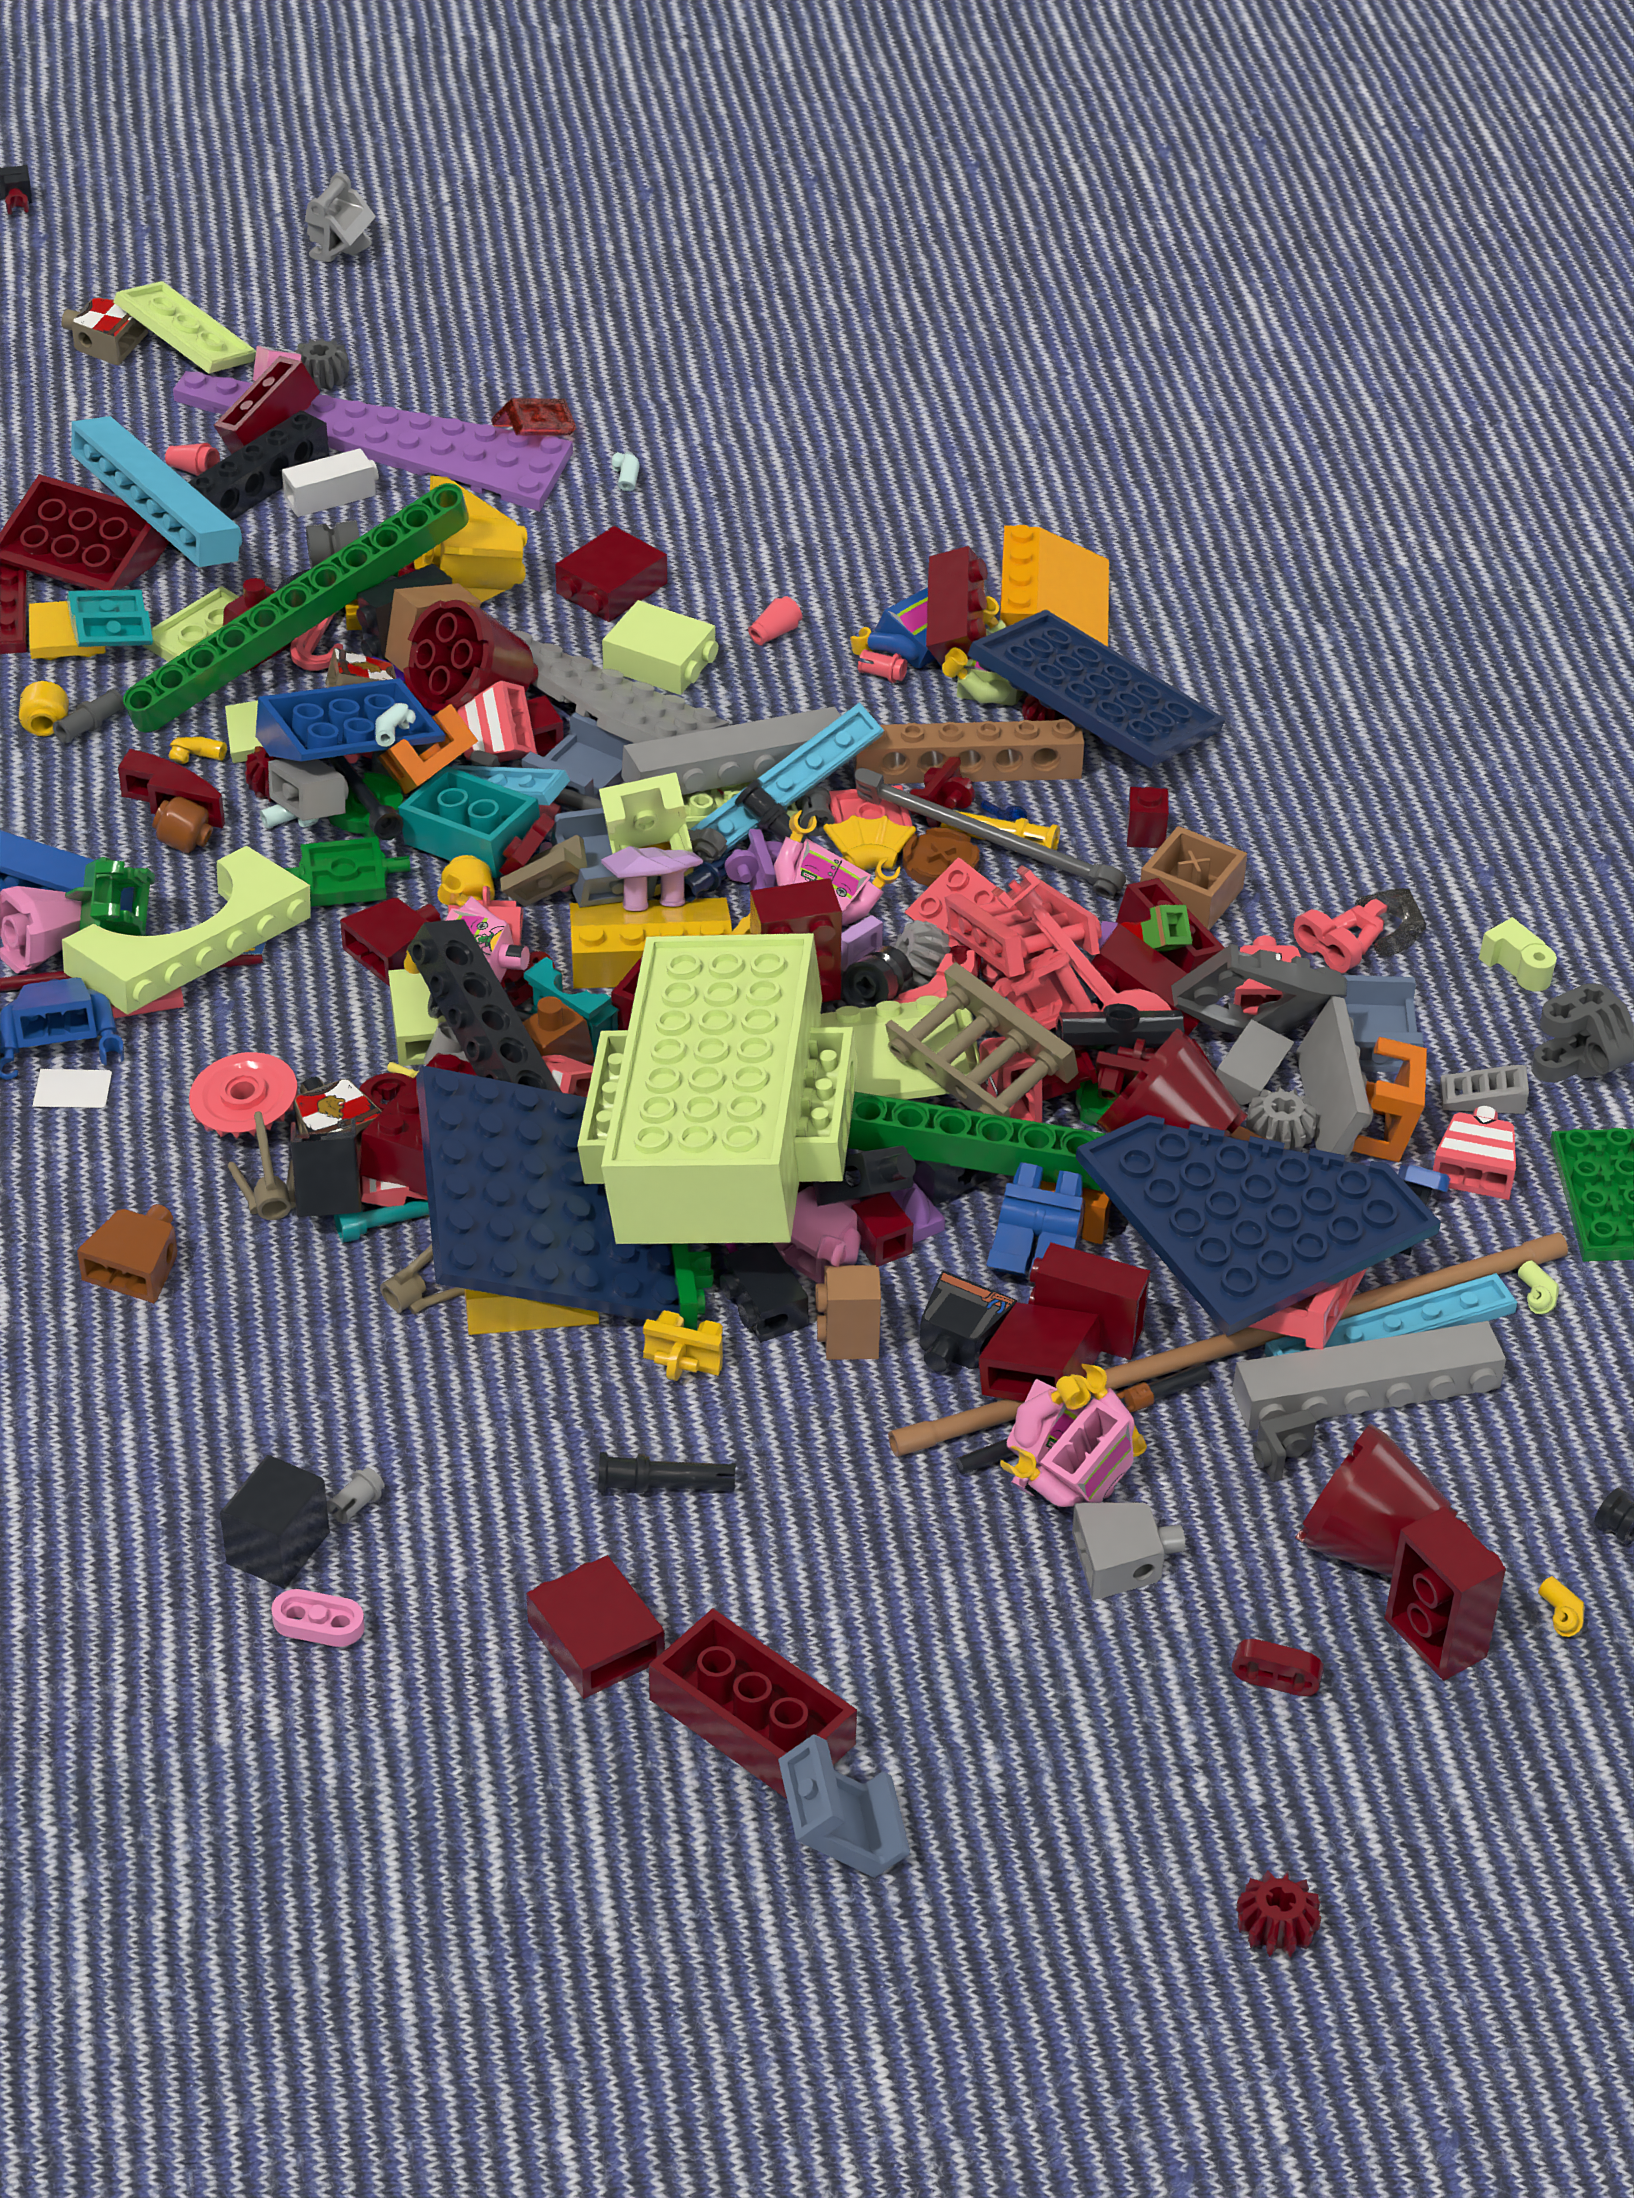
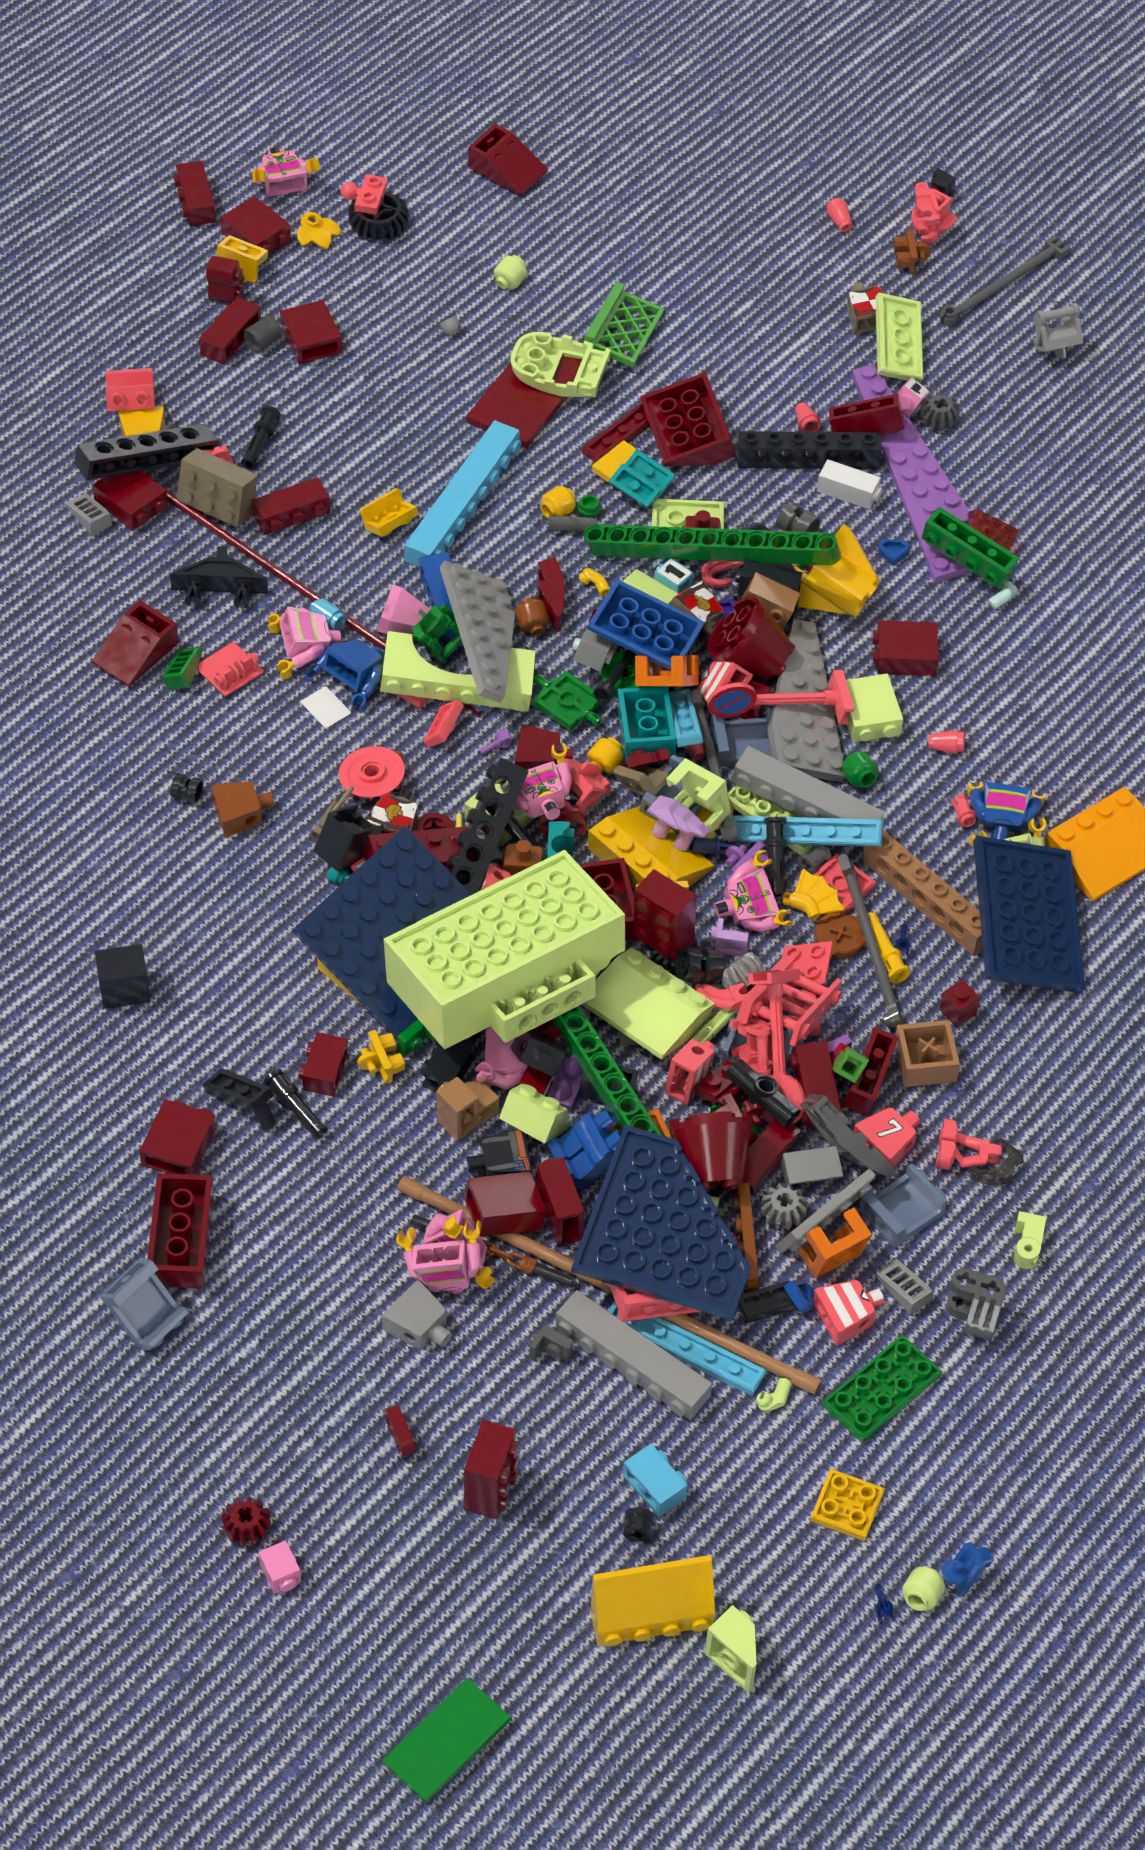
camera: 50 degrees right, 10 degrees up
(41, 1285) = (186, 788): none -> black wheel
(60, 208) = (931, 213): none -> coral piece
(74, 256) = (909, 252): none -> dark orange hips
(81, 688) = (589, 506): none -> green plate
(138, 847) = (484, 623): none -> light grey wing
(155, 492) = (734, 426): medium azure brick -> none
(196, 278) = (1052, 248): none -> dark grey hinge
(242, 993) = (443, 723): none -> coral plate
(279, 677) = (674, 576): none -> brick
(320, 1617) = (92, 1034): bright pink plate -> none
(326, 958) = (503, 740): none -> medium lavender hand
(365, 1486) = (175, 995): light grey pin -> none
(386, 723) = (649, 641): light aqua arm -> none
(550, 439) = (970, 548): none -> green brick
(597, 1509) = (243, 1093): none -> black piece
(617, 651) = (738, 698): none -> coral piece
(635, 1406) = (324, 1064): none -> dark red brick
(737, 702) = (860, 770): none -> green head
(938, 1241) = (535, 1113): none -> yellowish green slope
(946, 788) = (887, 902): dark red hips -> none
(955, 601) = (1016, 807): dark red brick -> none
(991, 1014) = (691, 1052): dark tan fence -> none
(1369, 1504) = (526, 1402): dark red cone -> none
(1385, 1919) = (280, 1567): none -> bright pink brick
(1569, 1608) = (556, 1537): yellow arm -> none
(1575, 1459) = (655, 1479): none -> medium azure brick

